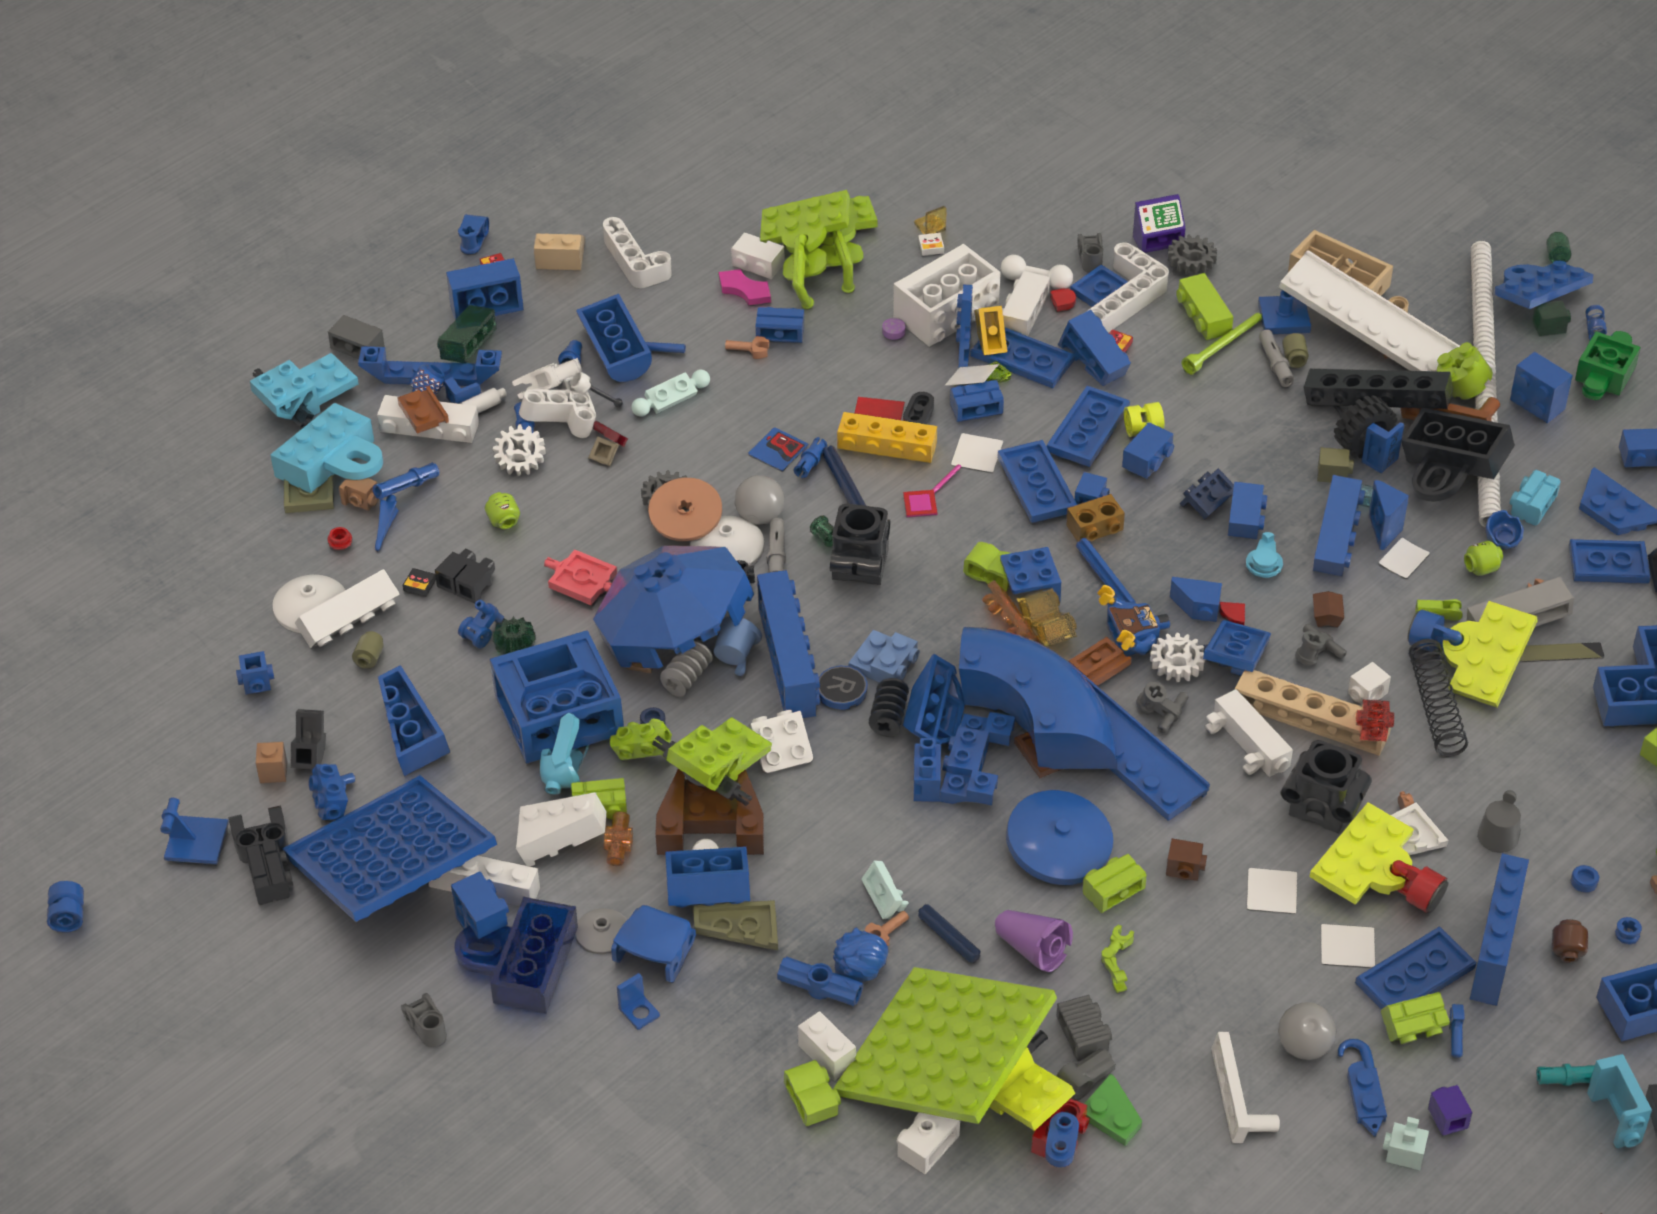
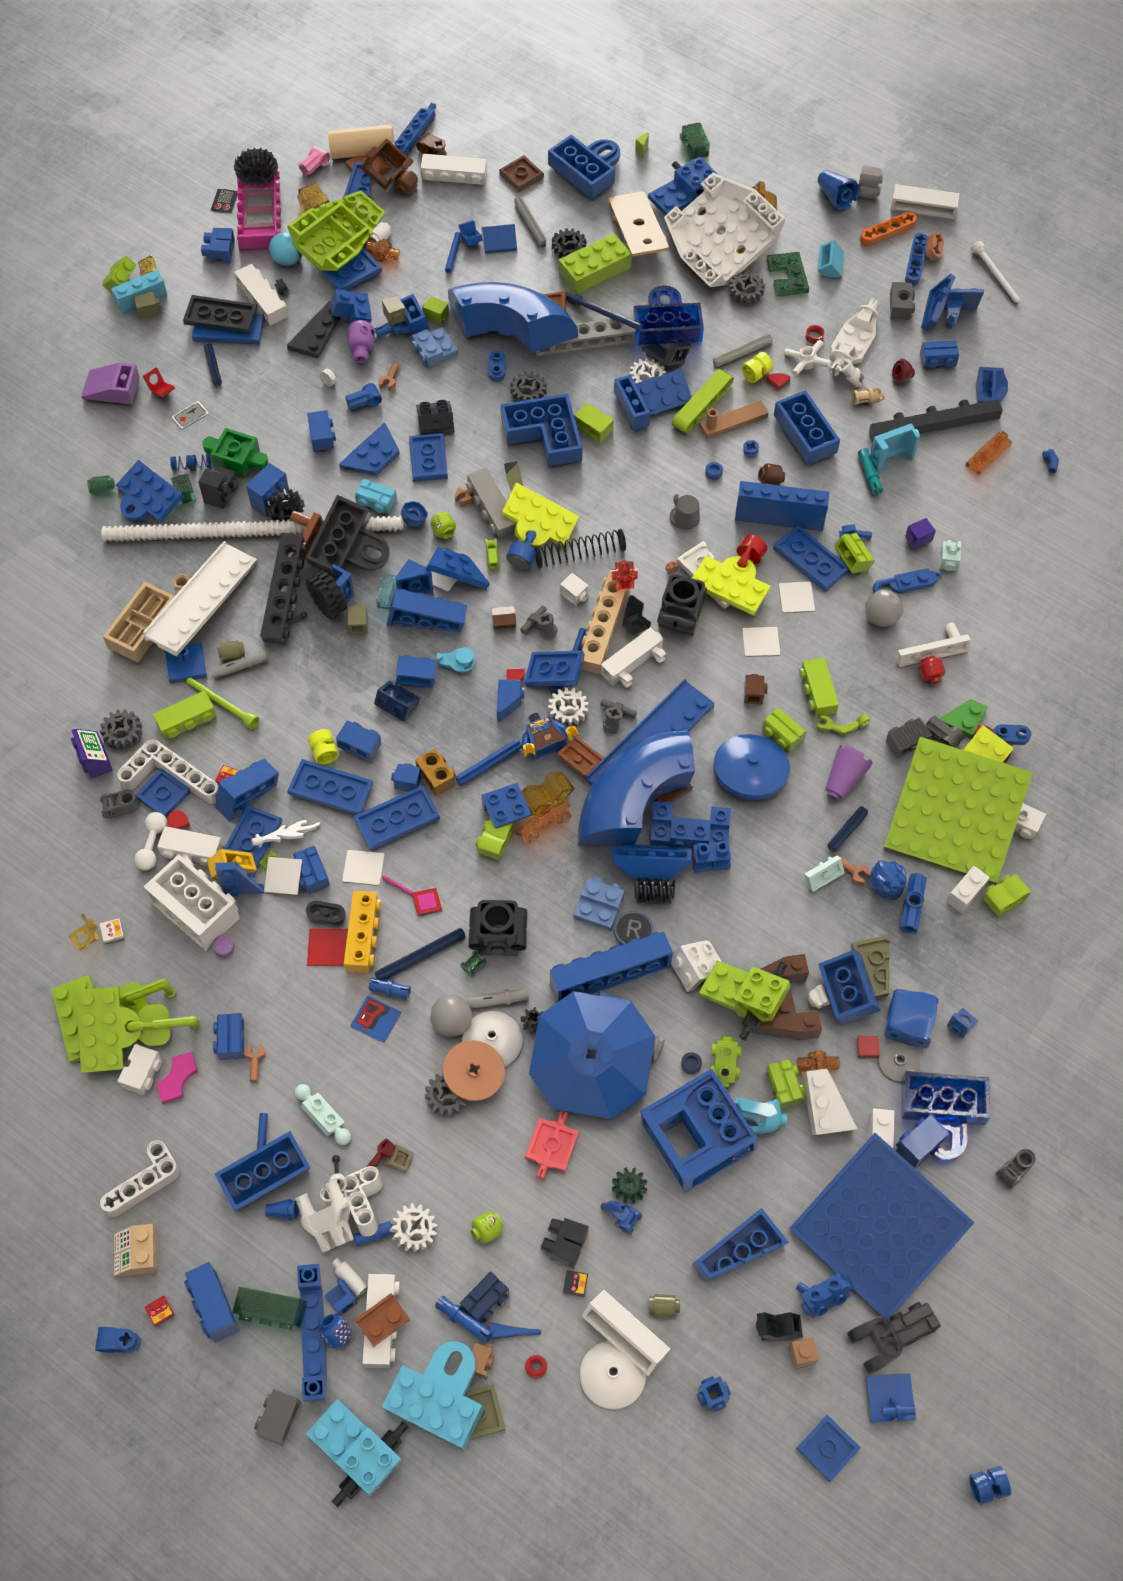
camera: 100 degrees left, 15 degrees up
(164, 775) = (828, 1448): none -> blue tile
(424, 502) = (485, 1298): none -> dark blue brick
(629, 898) = (868, 1046): none -> red tile
(1030, 382) = (291, 832): none -> white piece
(1180, 936) = (819, 687): none -> lime brick
(1196, 1078) = (932, 669): none -> red head
(1305, 736) = (633, 616): none -> black bracket
(1408, 556) = (457, 567): none -> blue wing
(1467, 370) = (264, 543): lime brick -> none
(1513, 399) = (283, 504): none -> black gear
(1552, 345) = (217, 486): none -> black brick

